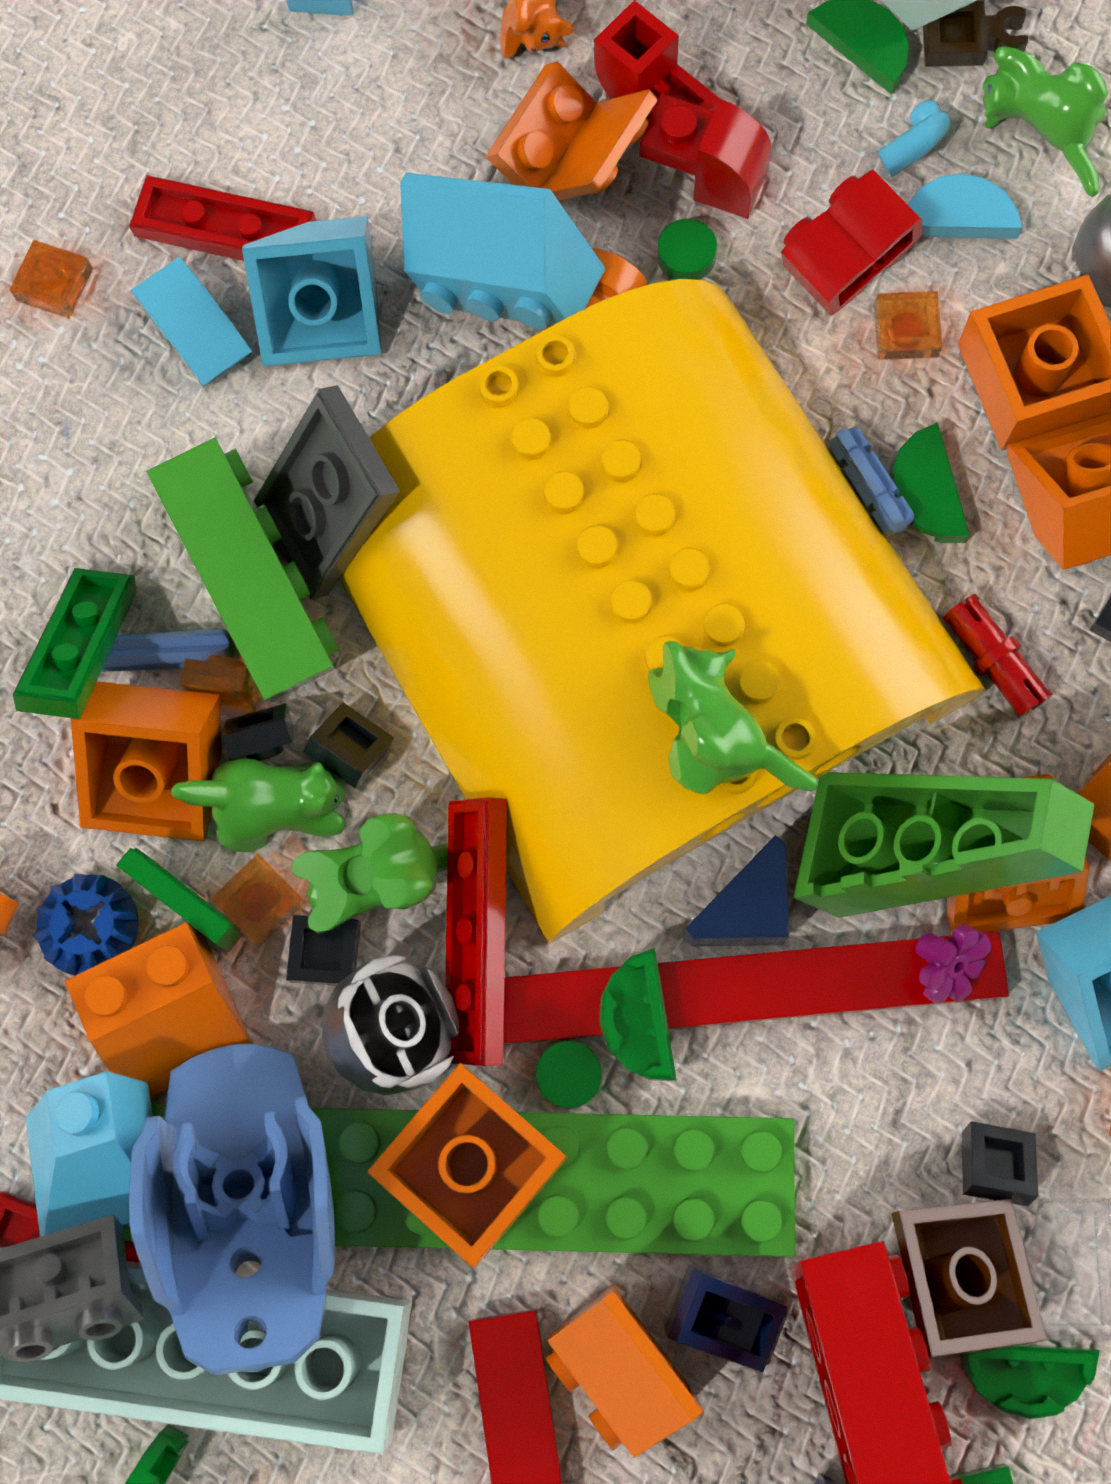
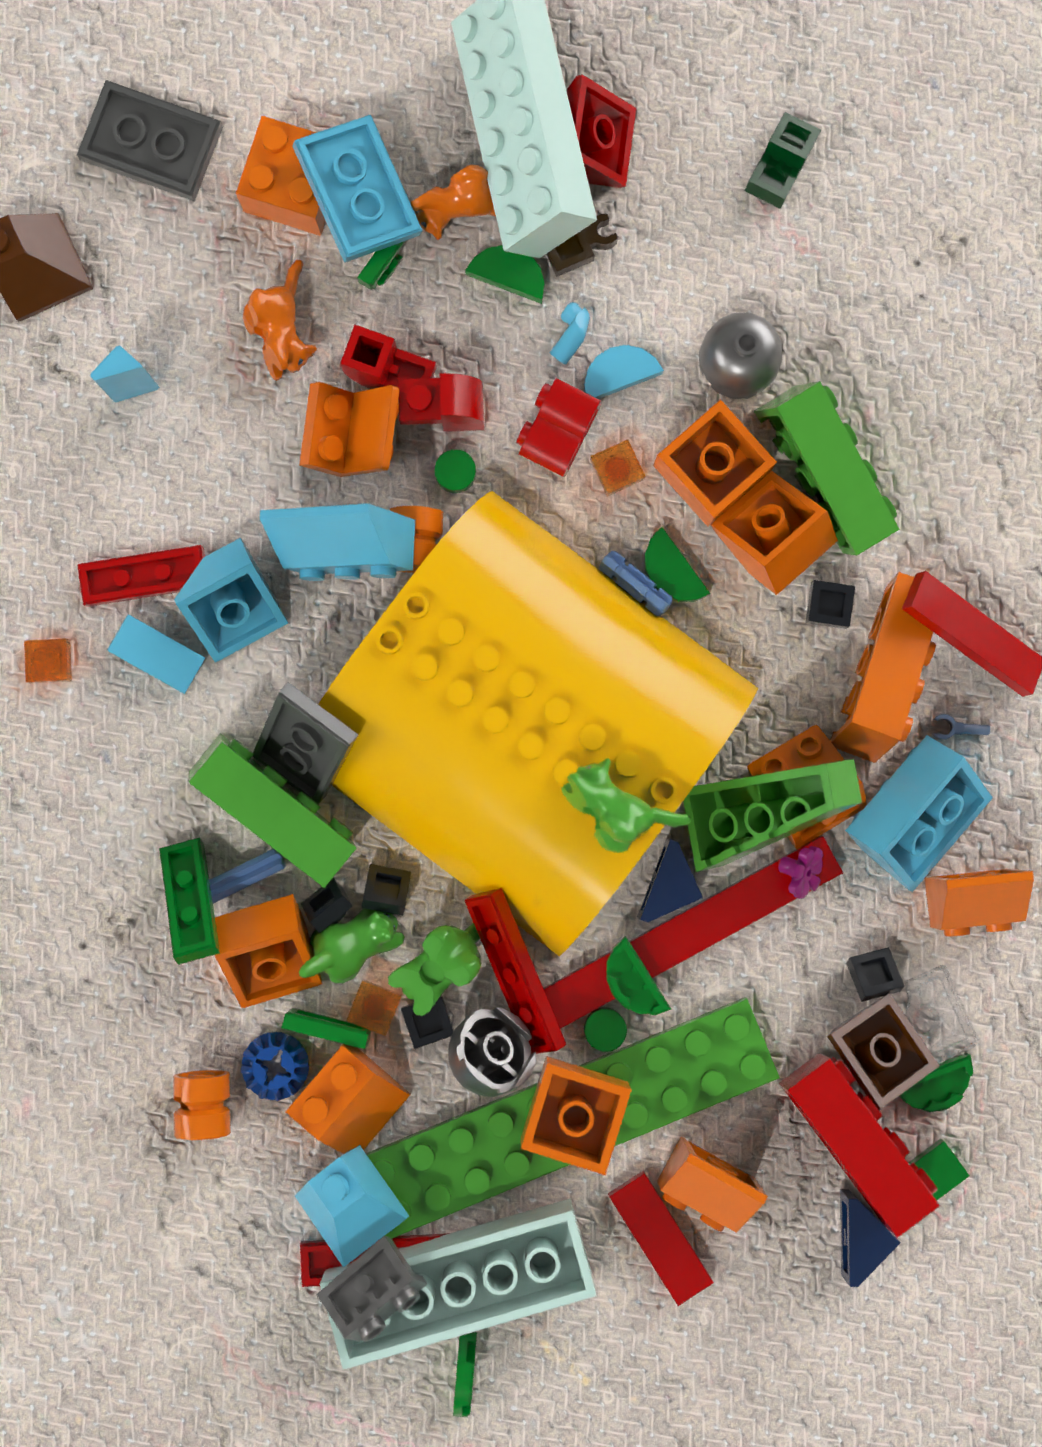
camera: 35 degrees left, 10 degrees up
(223, 677) = (288, 882): clear orange plate -> none
(230, 1183) = (441, 1183): medium blue piece -> none
(724, 1319) = (752, 1131): dark blue slope -> none
(997, 656) = (756, 664): red pin -> none
(1058, 106) = (656, 278): bright green animal -> none

